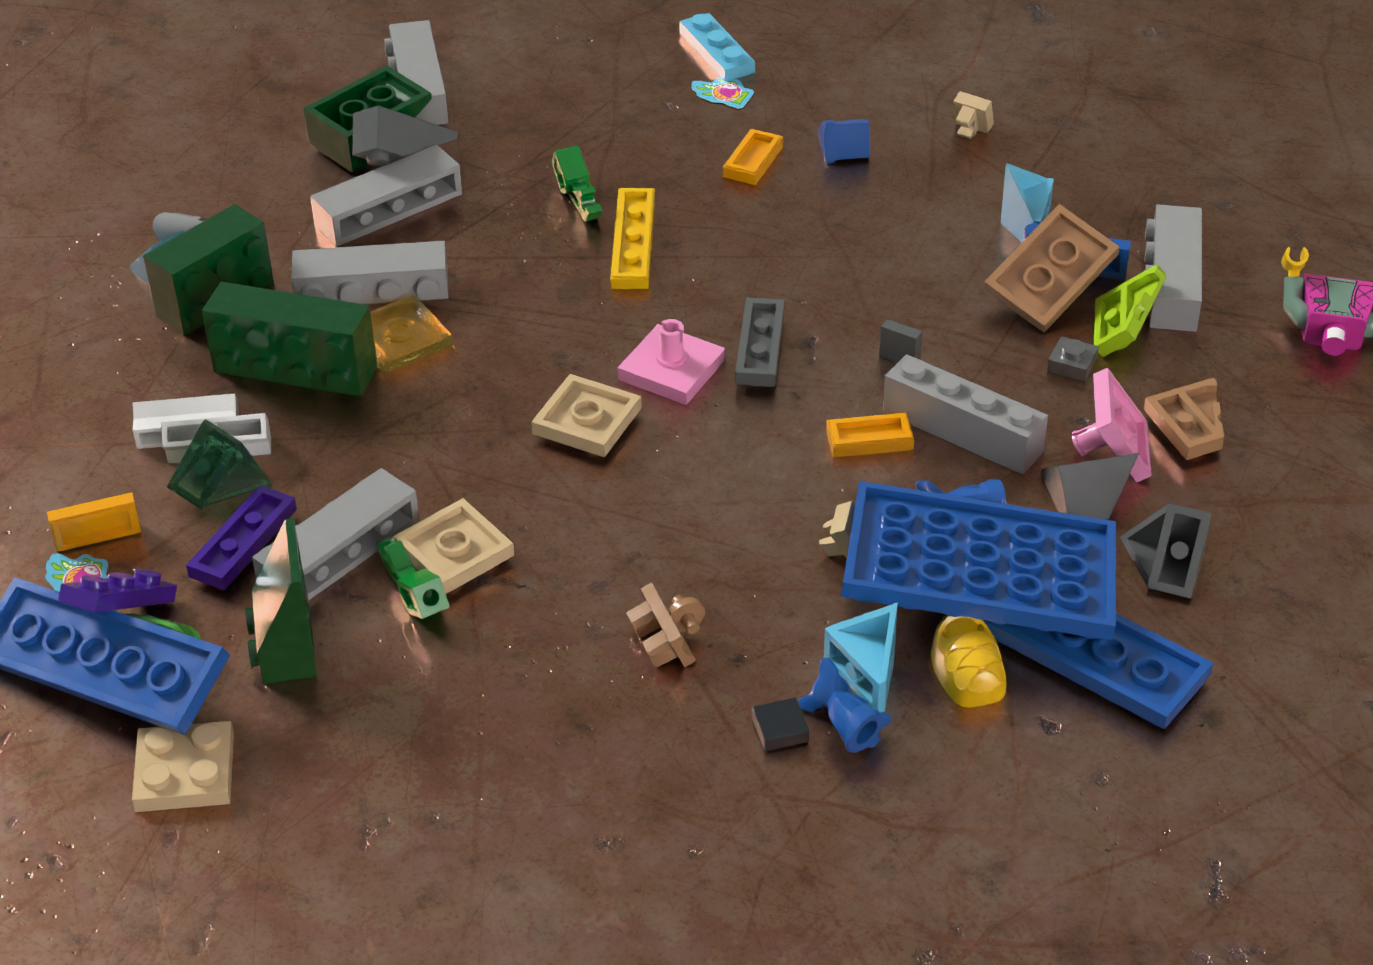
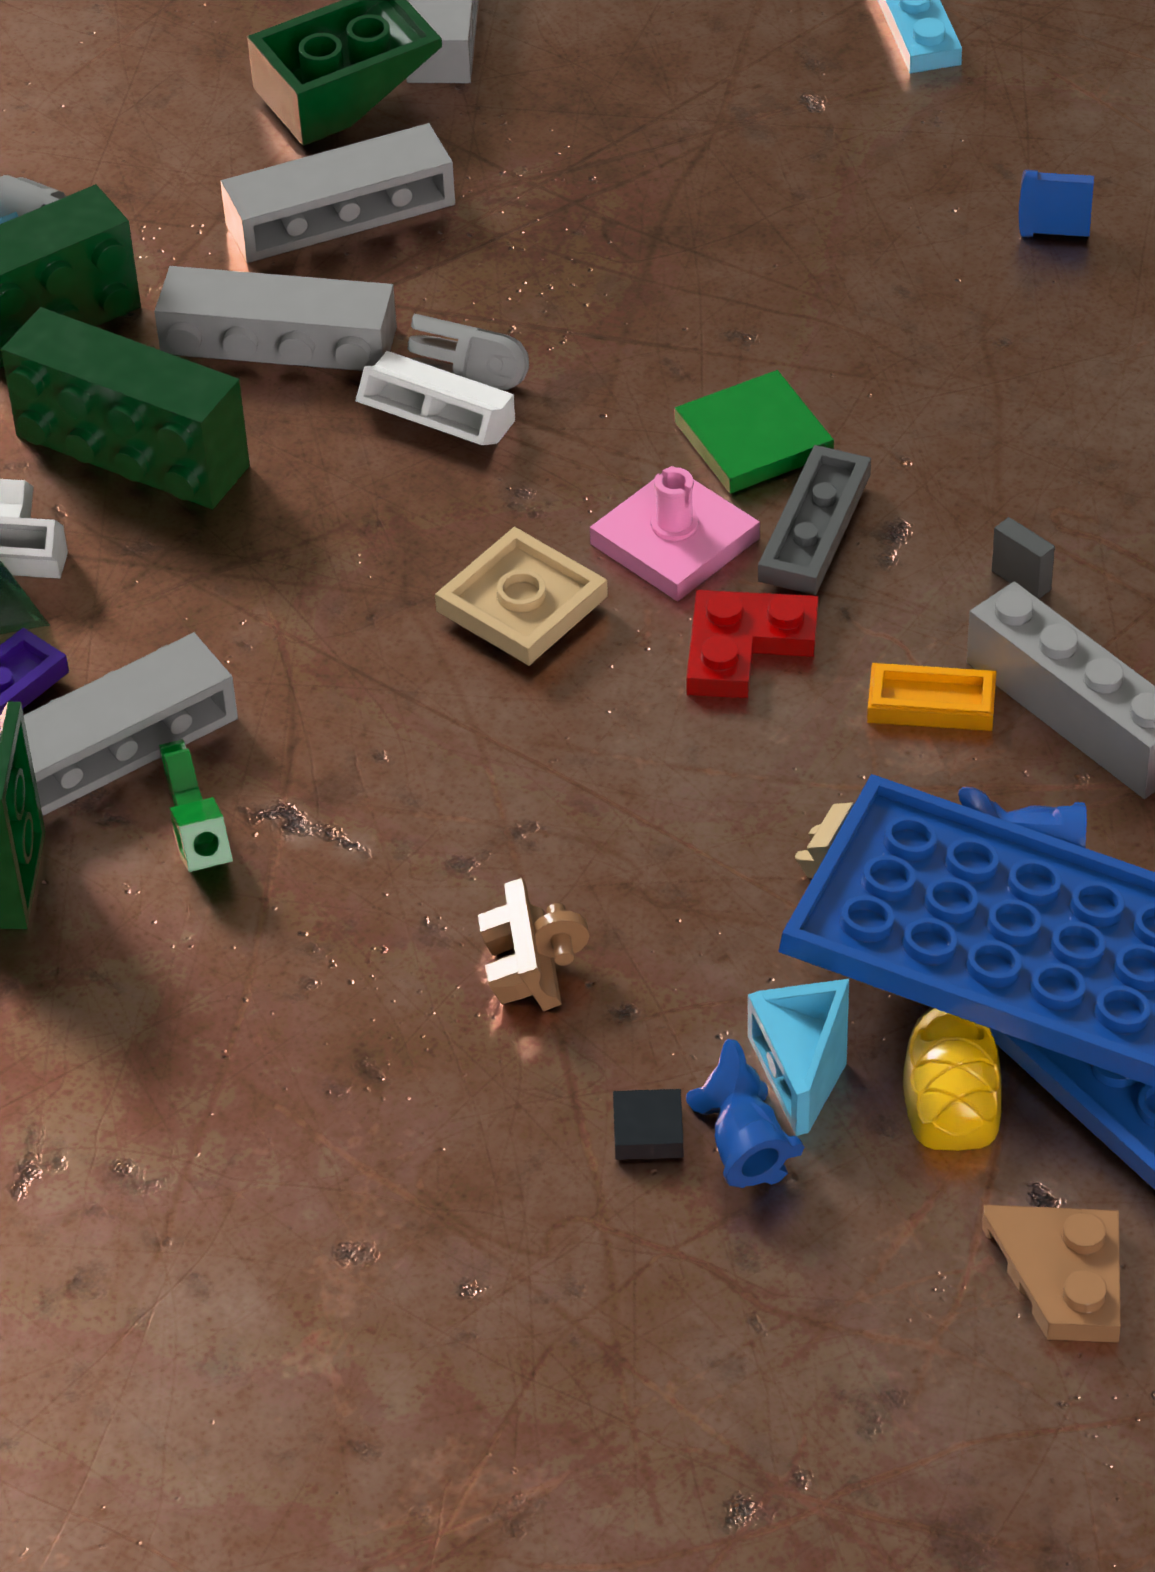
camera: 15 degrees right, 5 degrees up
(388, 135) = (359, 101): dark grey slope -> none
(406, 333) = (299, 419): clear yellow tile -> none
(455, 544) = (269, 768): tan plate -> none
(492, 306) = (437, 399): none -> white piece
(513, 277) = (477, 354): none -> light grey arm
(575, 181) = (622, 211): green piece -> none
(633, 238) = (682, 318): yellow tile -> none
(700, 297) = (752, 430): none -> green tile
(726, 92) = (904, 91): sticker -> none
(731, 413) = (738, 624): none -> red plate
(753, 156) = (908, 209): light orange tile -> none
(1081, 763) = (1064, 1266): none -> medium nougat wing

